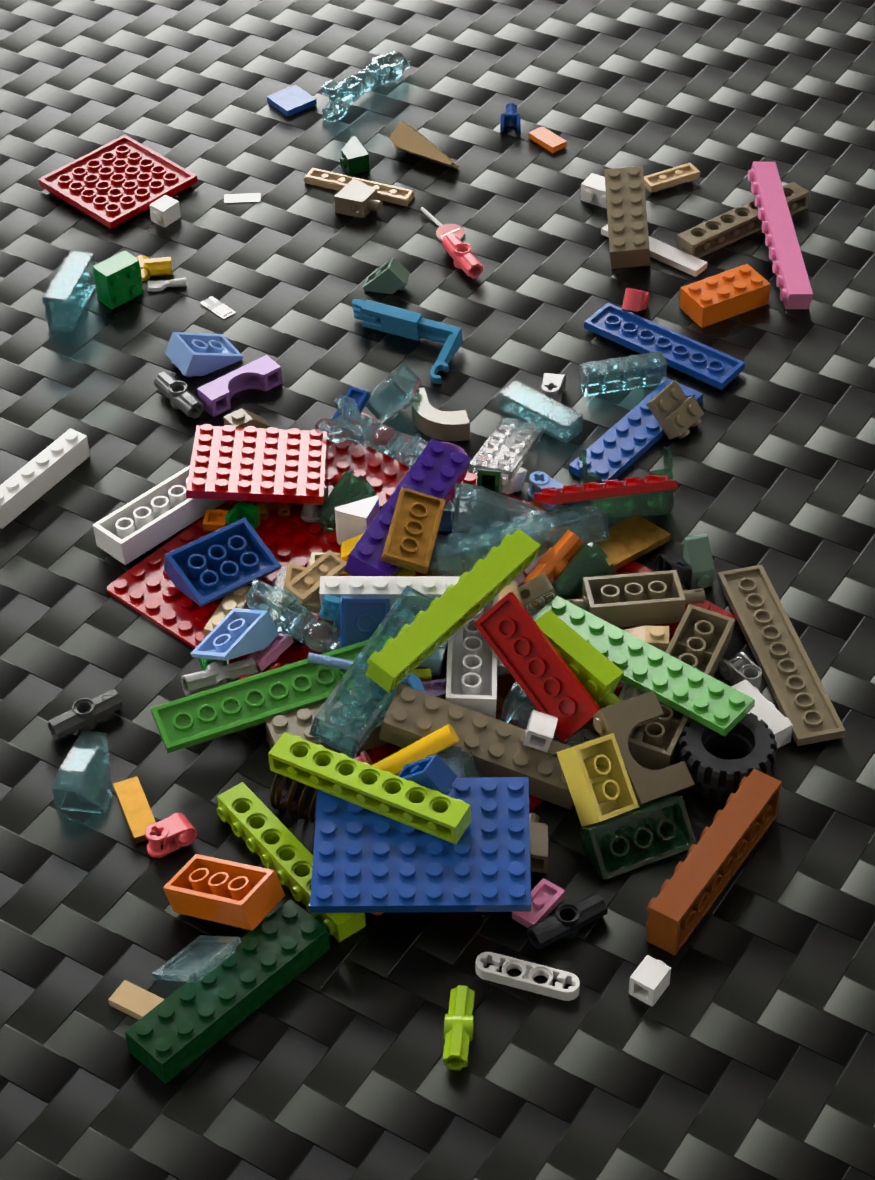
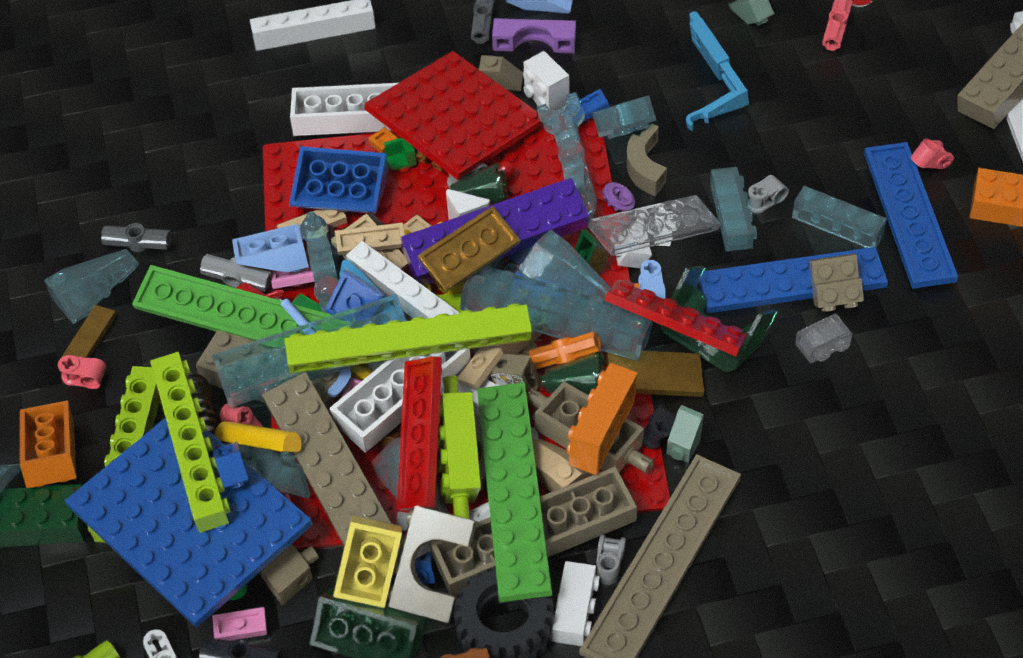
camera: 45 degrees right, 10 degrees up
(298, 405) = (545, 81): none -> white brick
(540, 731) = (368, 486): white arch -> none
(654, 572) = (601, 418): none -> orange brick
(707, 452) = (823, 338): none -> clear brick

